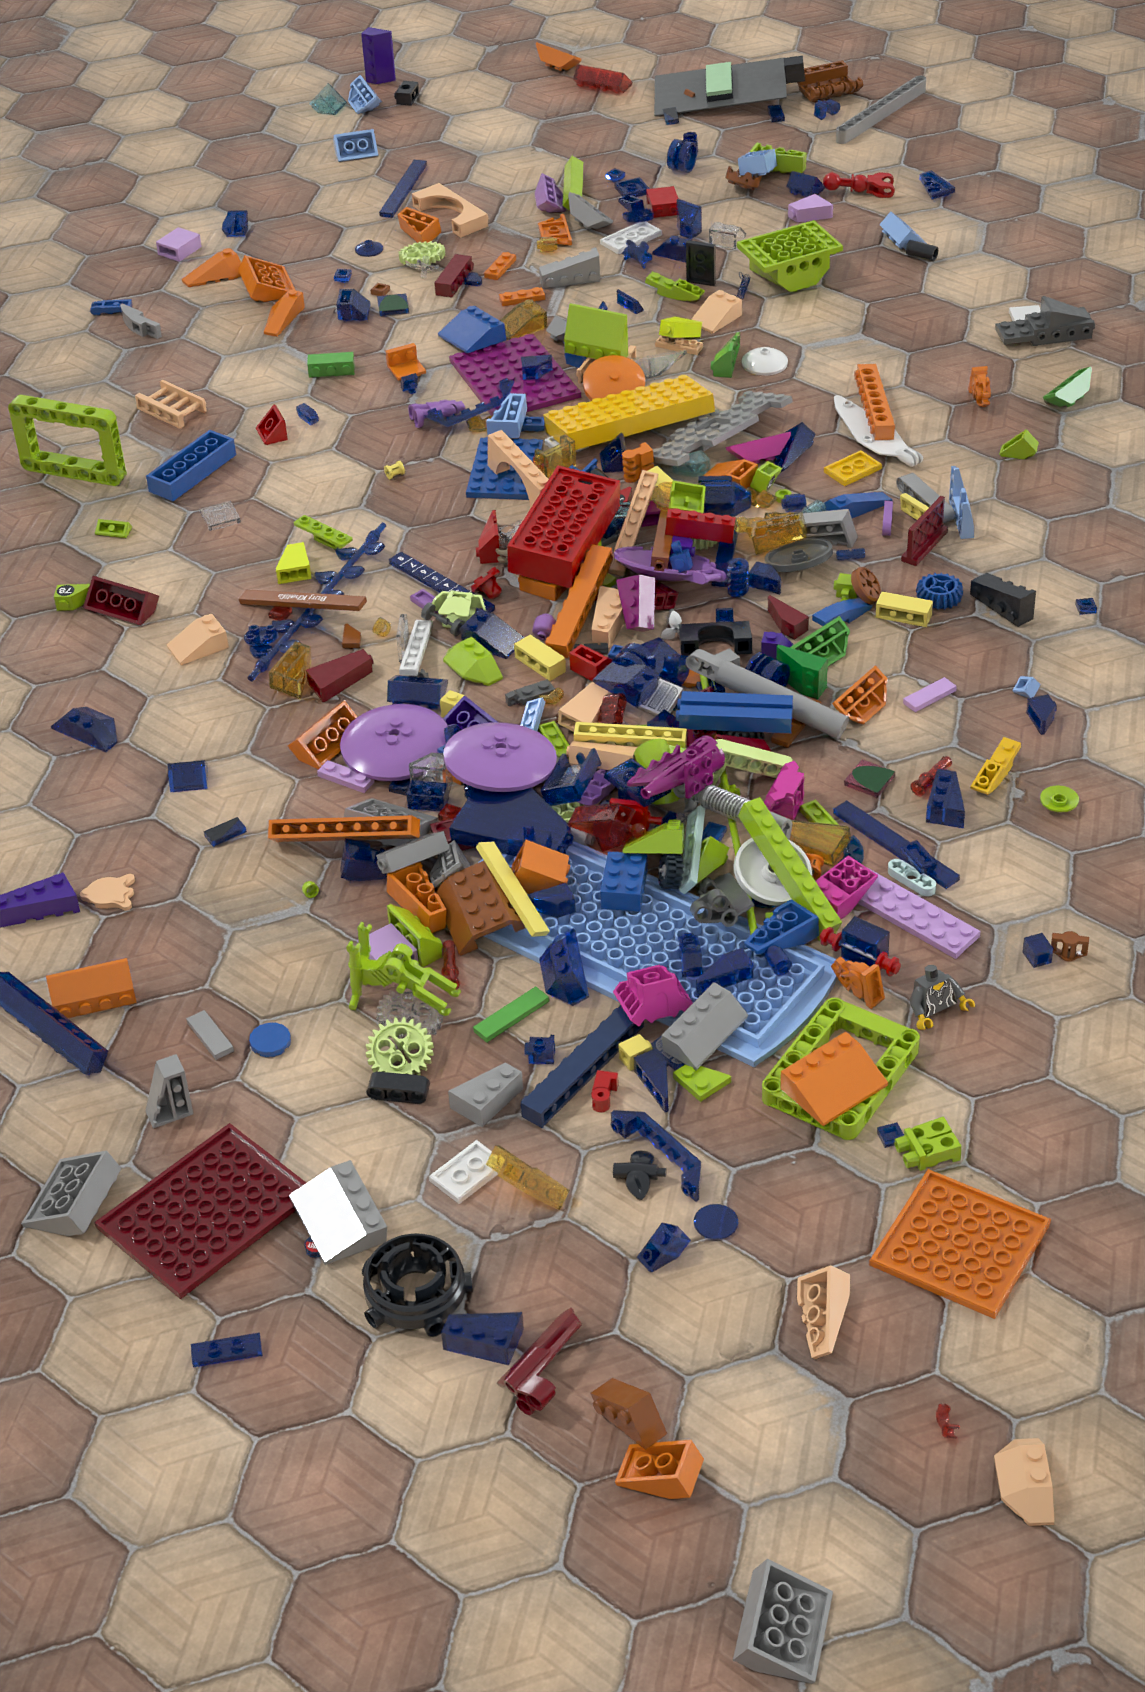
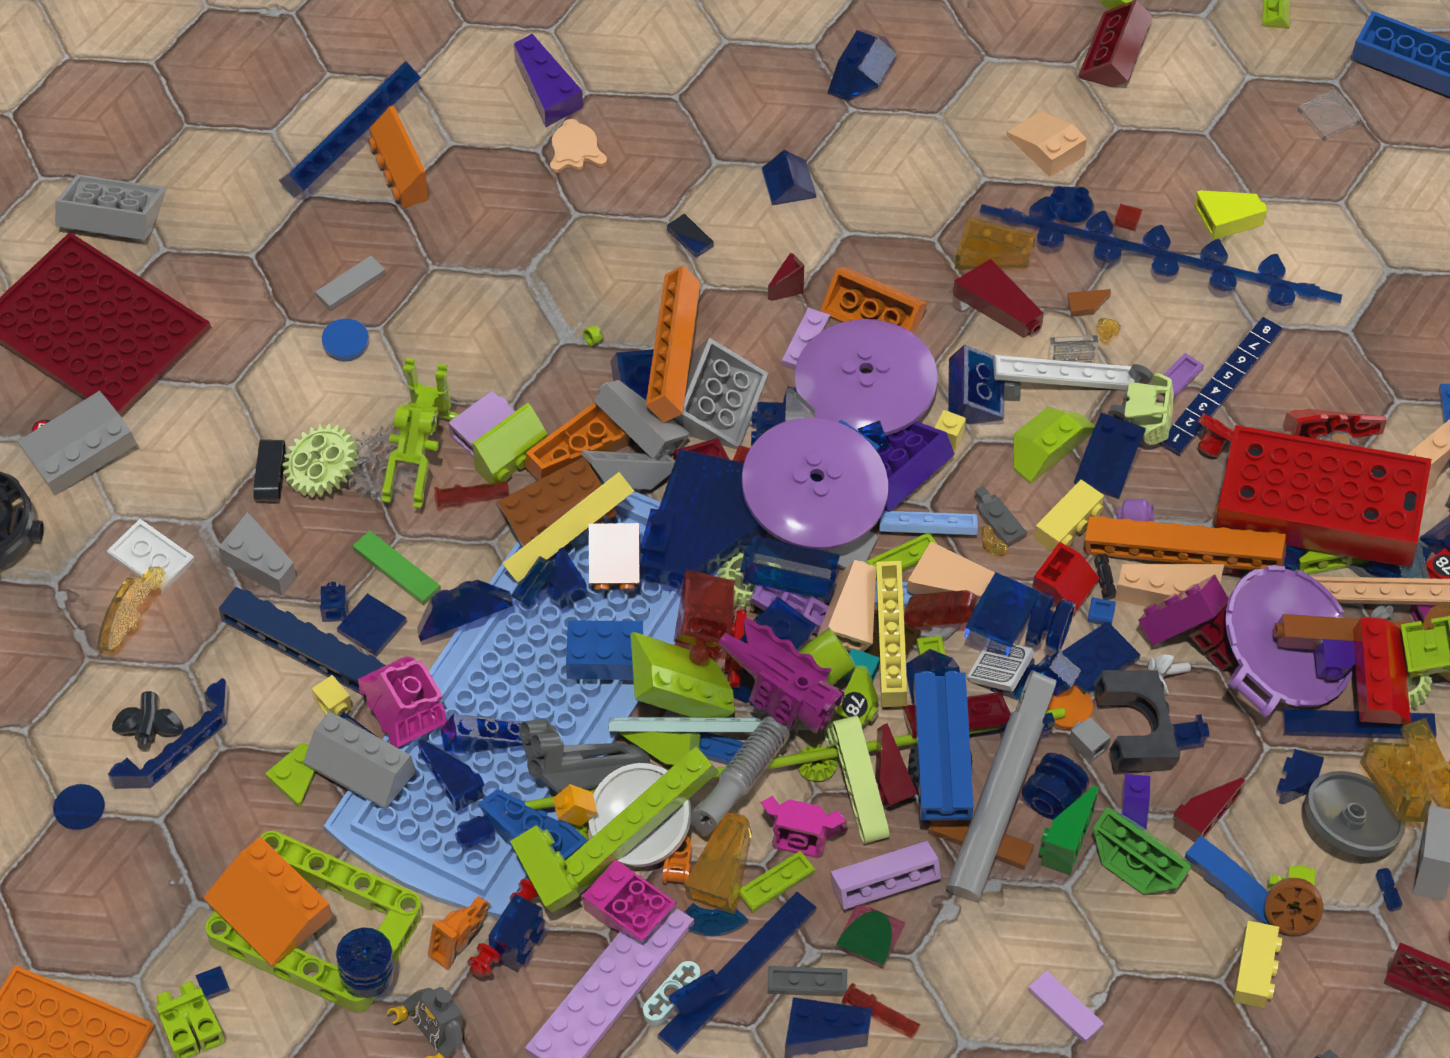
camera: 80 degrees right, 15 degrees up
(168, 1093) = (238, 256): light grey wedge -> none
(285, 774) = (788, 279): none -> dark red slope
(303, 600) = (1139, 232): tile -> none
(323, 532) = (1293, 230): lime bracket -> none
(555, 914) = (534, 581): none -> clear blue tile
(567, 1028) = (371, 624): none -> clear blue tile
(603, 1085) = (270, 671): red leg -> none
(647, 533) = (1383, 612): none -> light grey plate
(652, 1071) = (289, 724): clear blue slope -> none
(663, 1247) = (32, 753): clear blue slope -> none
(670, 871) = (623, 702): black wheel -> none
(680, 559) = (1304, 657): blue brick -> none
(738, 577) = (1278, 735): clear blue piece -> none
(763, 900) = (575, 805): none -> light orange brick
(821, 912) = (545, 868): none -> lime brick
(826, 762) = (885, 875): none -> lavender brick
(864, 697) = (1026, 911): orange wedge -> none
(895, 1017) = (368, 974): none -> clear blue wheel
(904, 811) = (807, 981): none -> dark grey tile
(941, 589) = (1307, 1025): blue gear -> none

